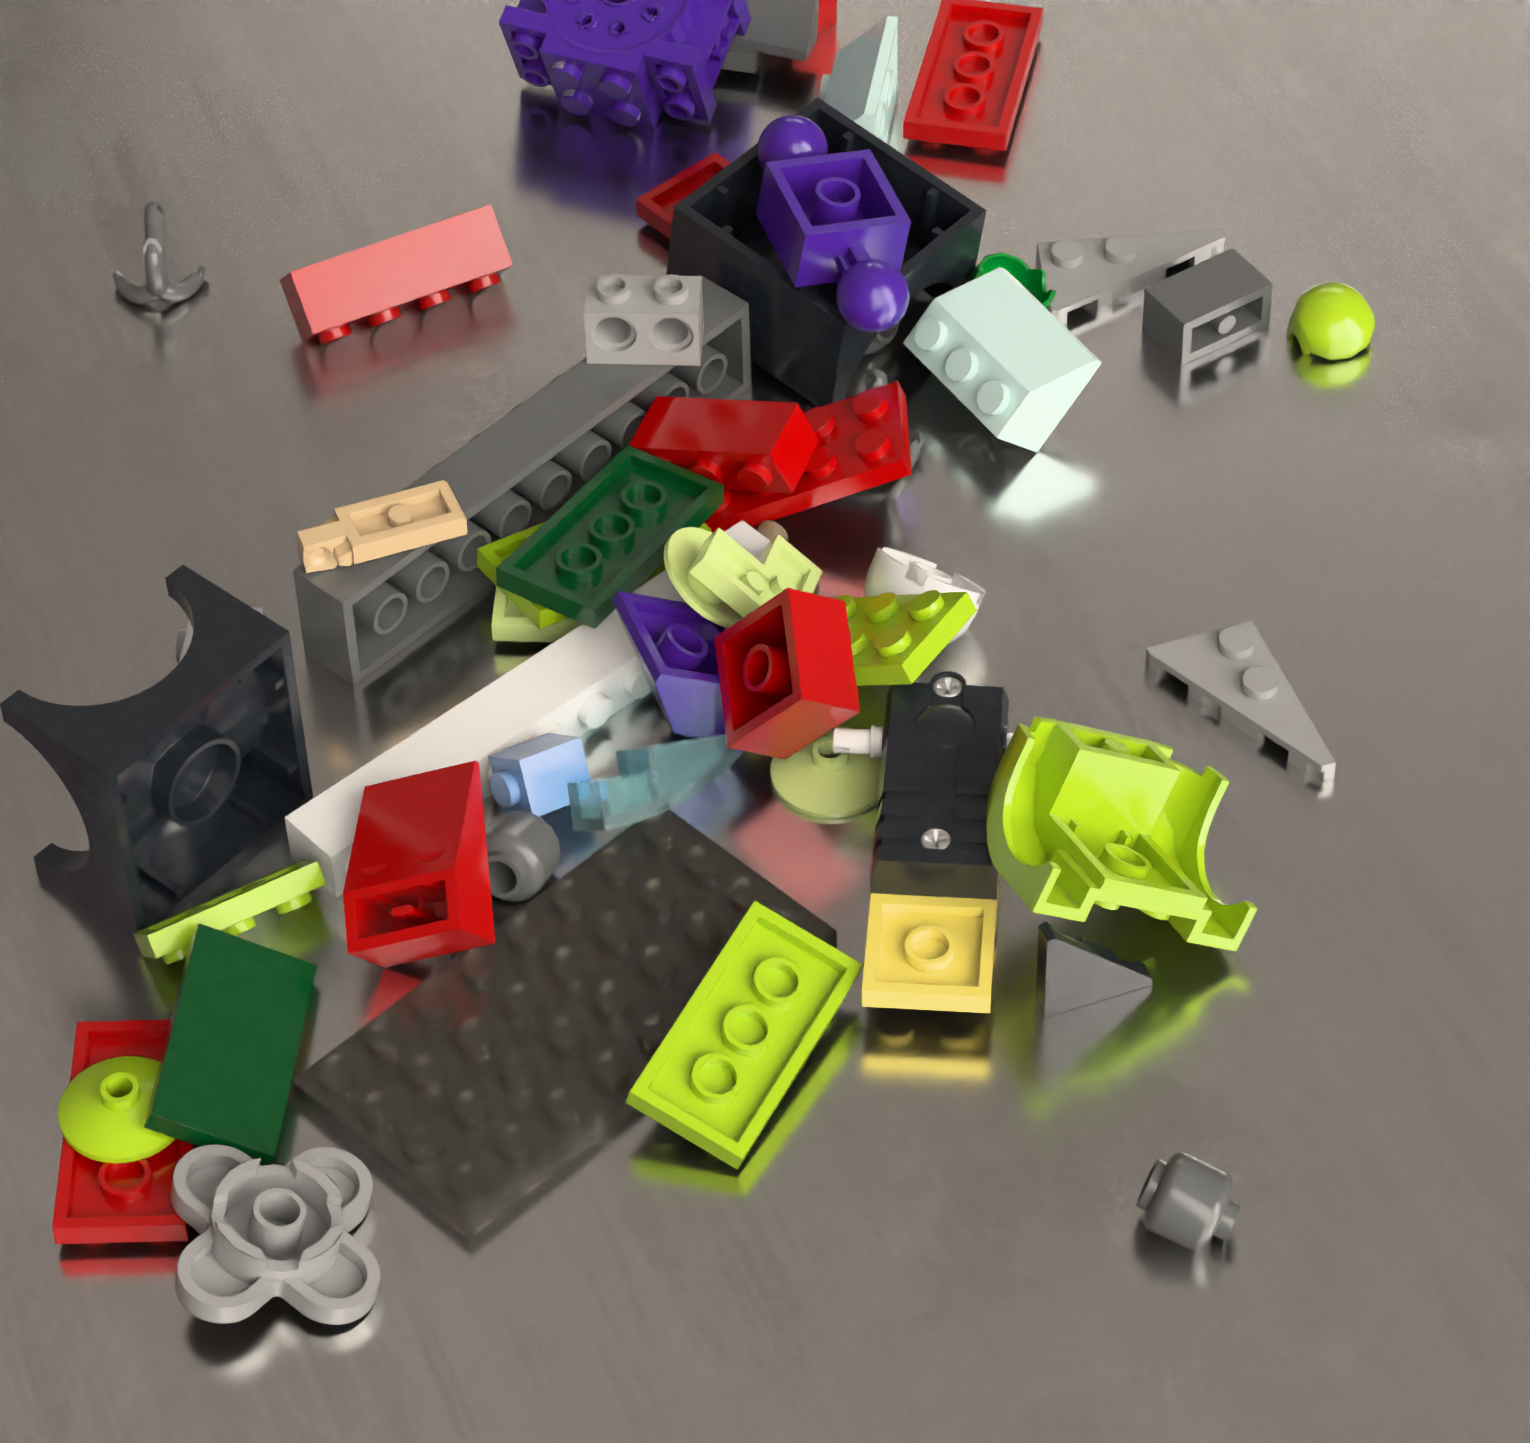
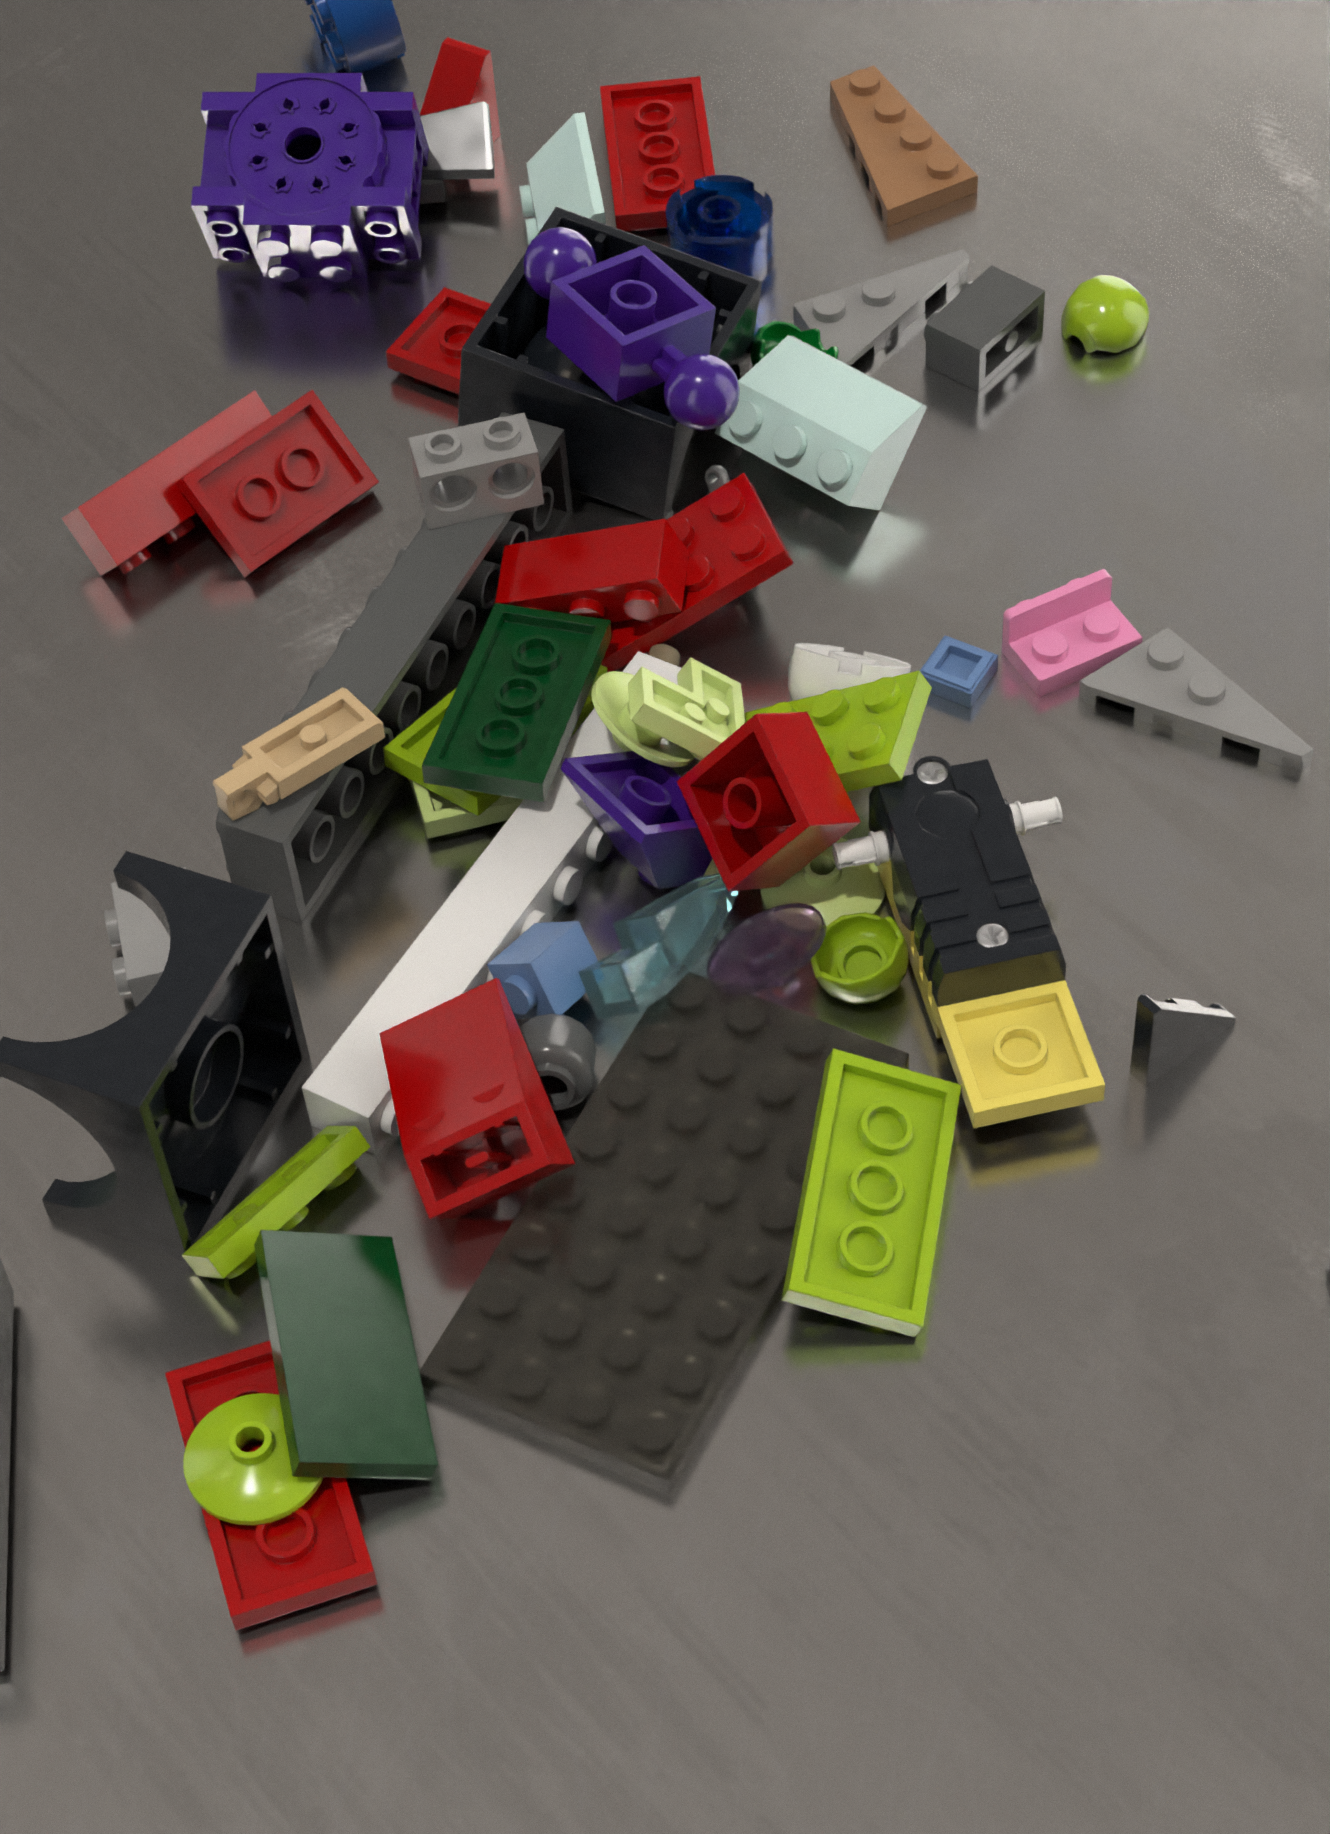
camera: 15 degrees left, 5 degrees up
(274, 1234) = (472, 1554): light grey plant -> none
(485, 294) = (277, 483): none -> red plate
(747, 810) = (766, 949): none -> clear purple dish
(828, 838) = (861, 958): none -> lime hair
(994, 160) = (724, 224): none -> clear blue brick
(1039, 613) = (959, 671): none -> medium blue tile
(1108, 824) = (1147, 882): lime piece -> none
(1153, 601) = (1066, 633): none -> bright pink bracket
(1208, 119) = (902, 153): none -> medium nougat wing

